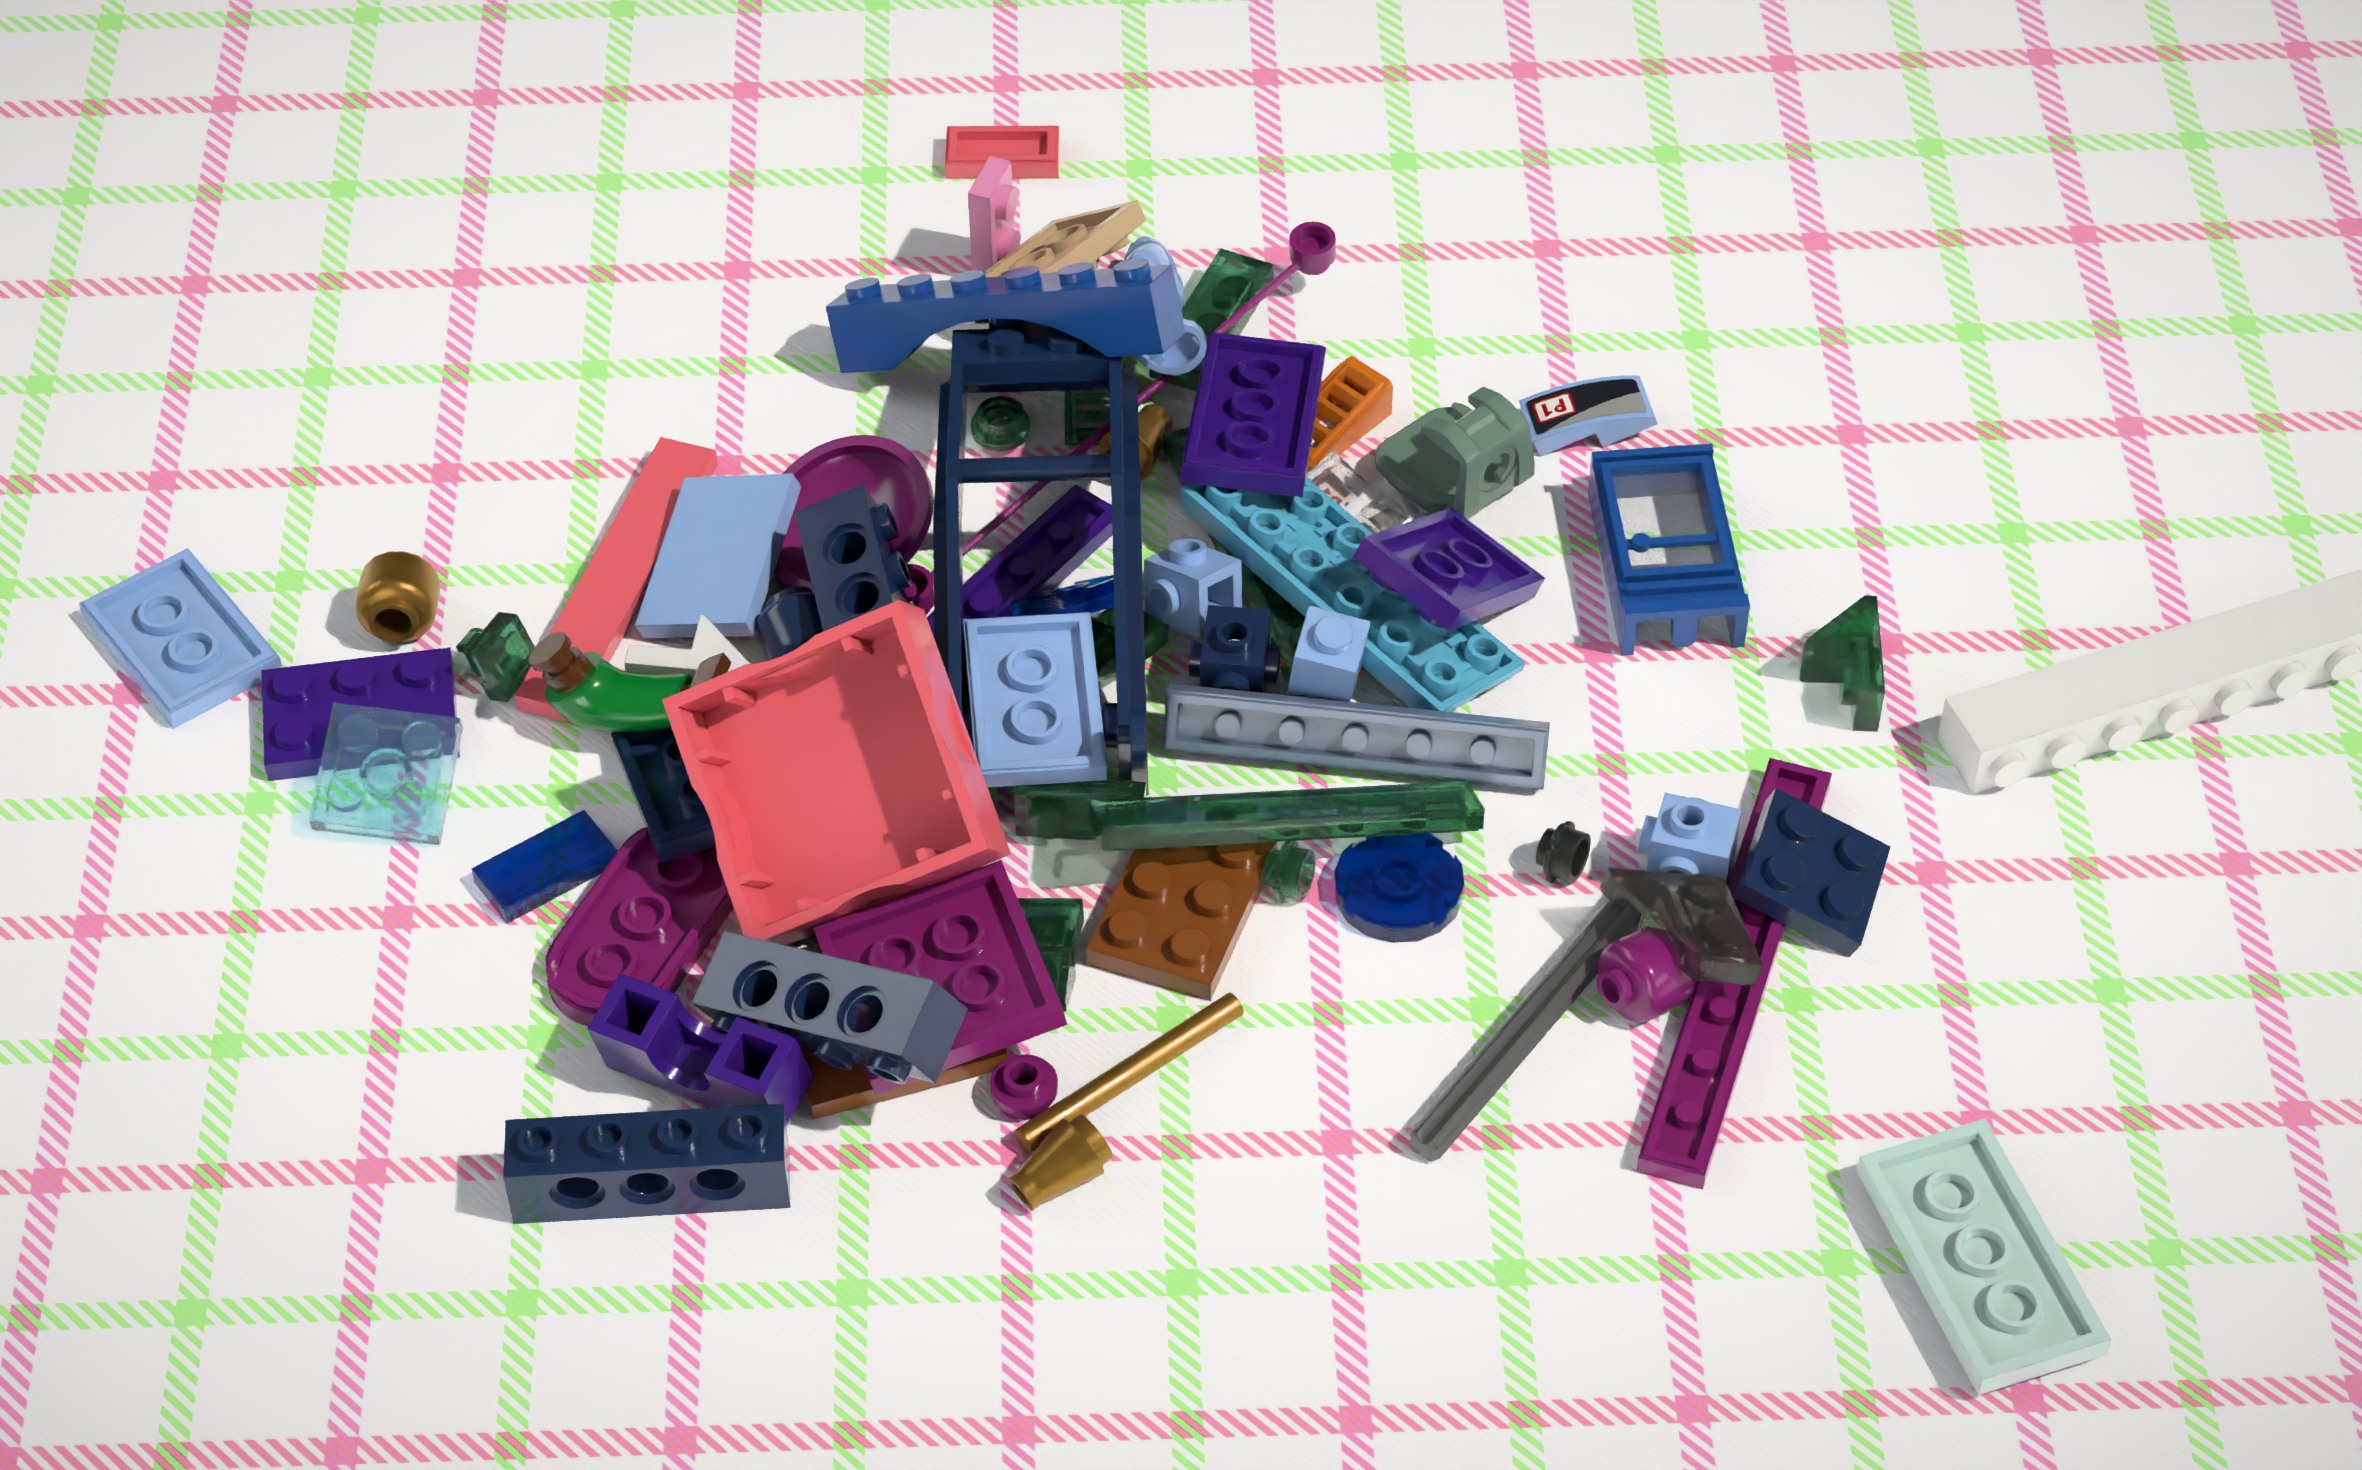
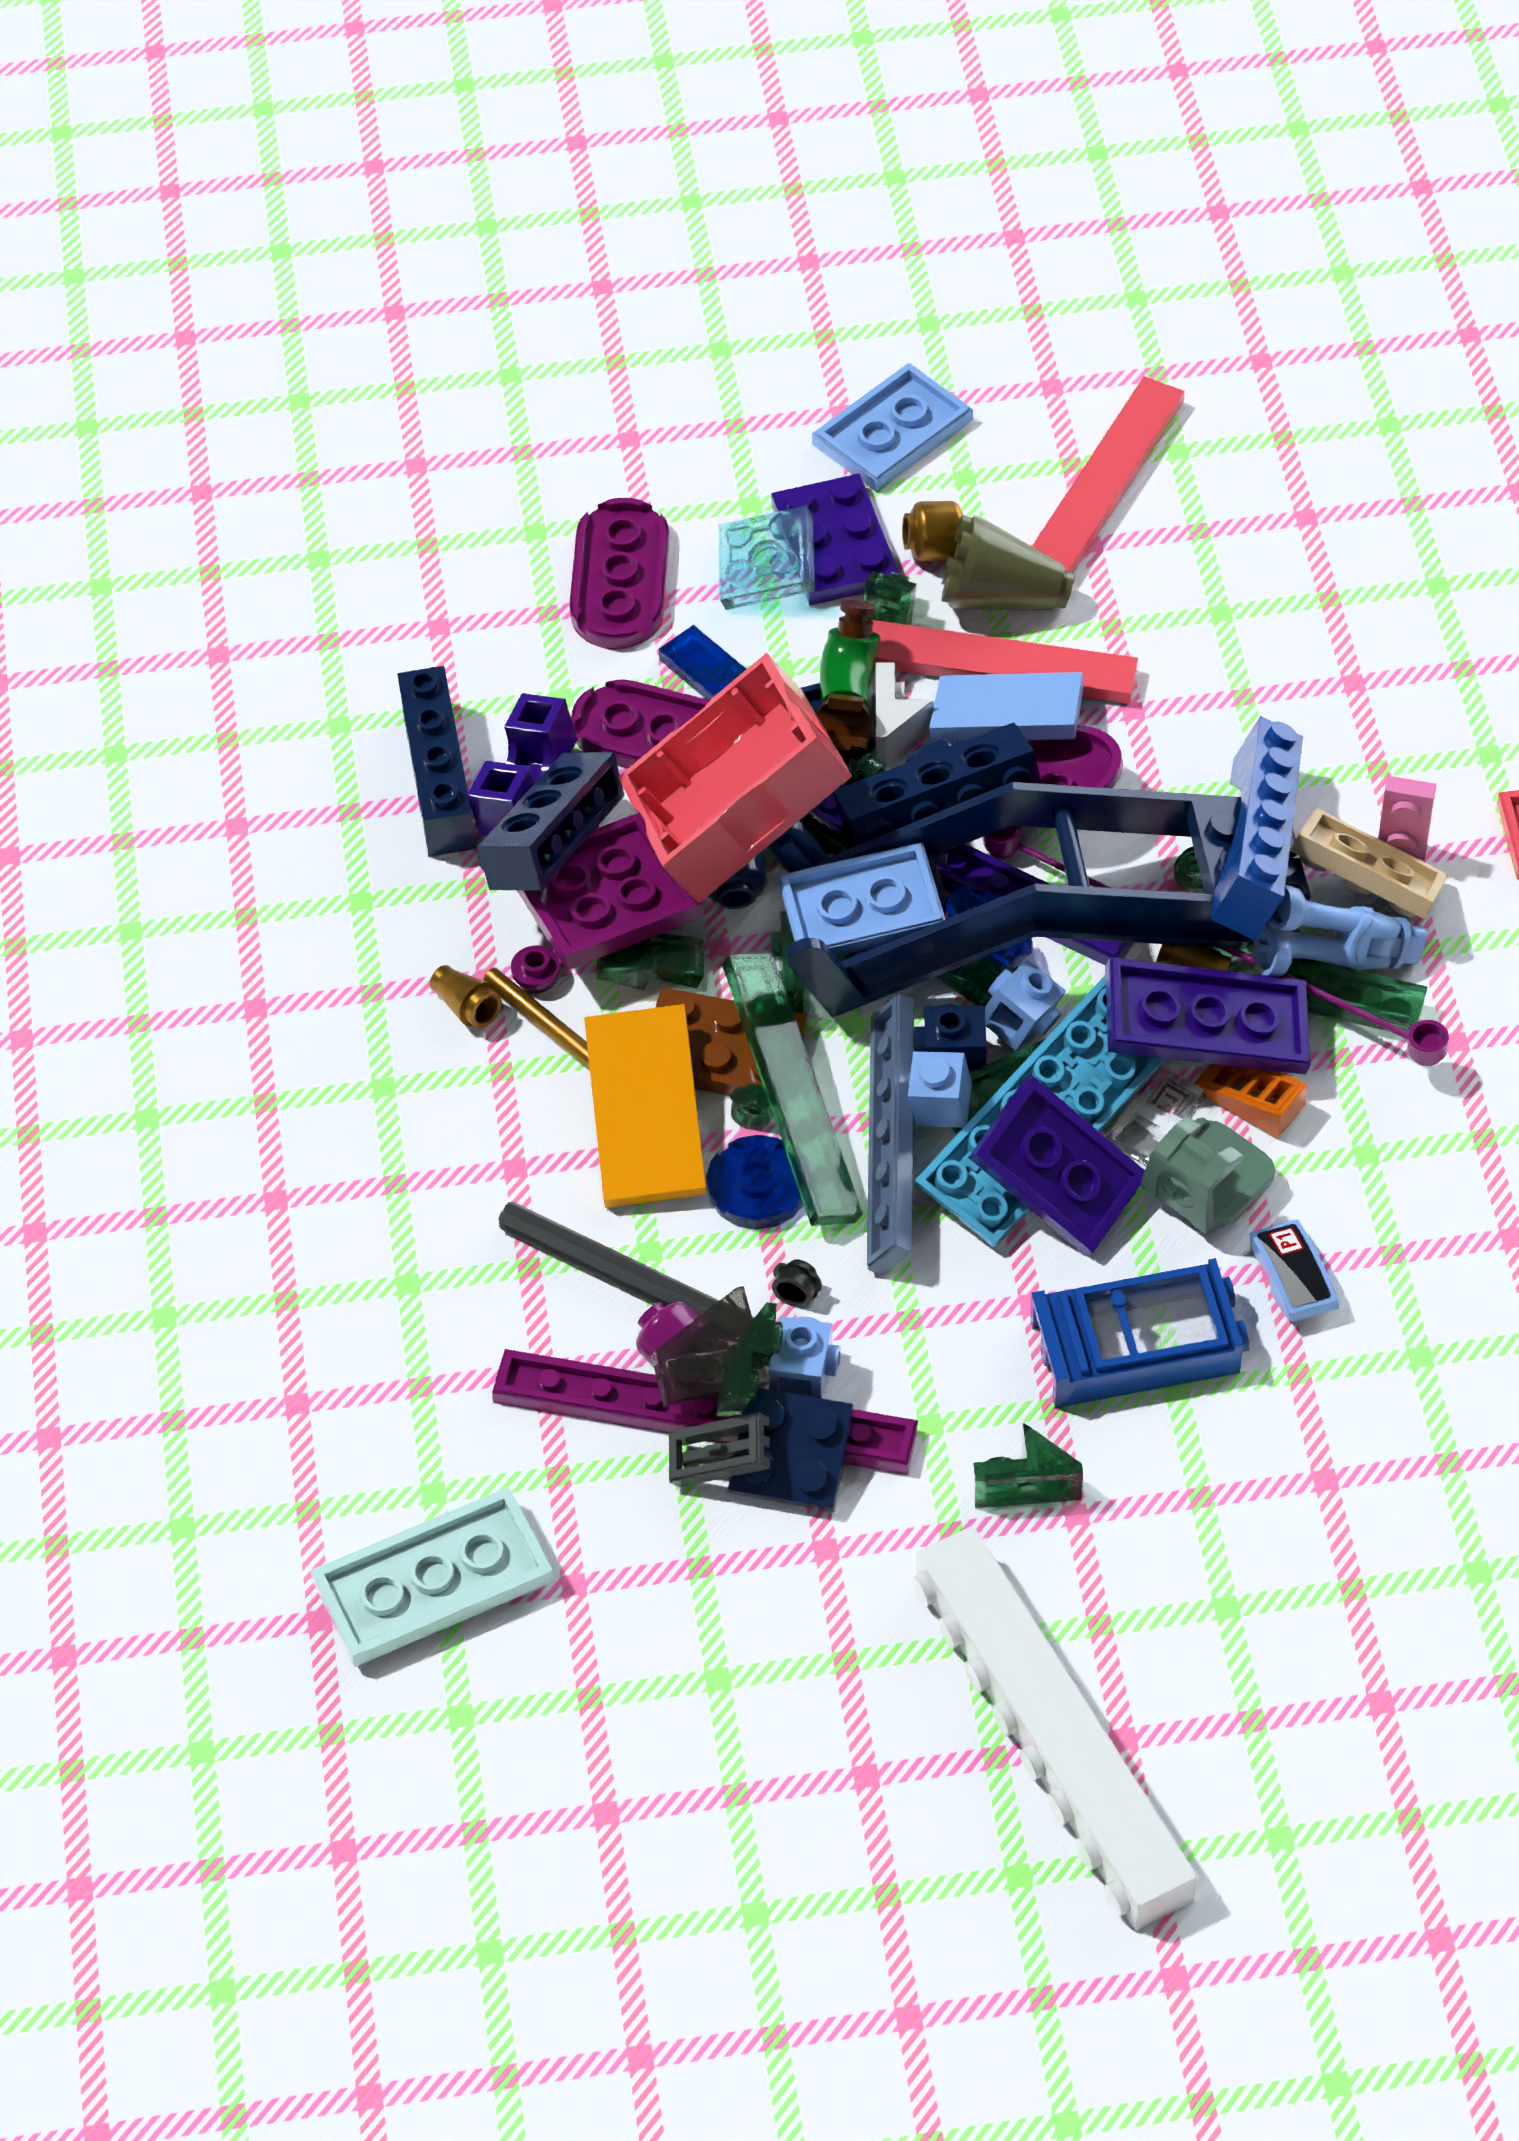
camera: 85 degrees right, 5 degrees up
(344, 949) = (619, 573): none -> magenta tile
(352, 441) = (1109, 472): none -> coral tile
(491, 543) = (1001, 571): none -> olive cone
(1284, 972) = (645, 1106): none -> light orange tile
(1718, 861) = (752, 1350): none -> clear green slope
(1796, 930) = (750, 1463): none -> dark grey tile

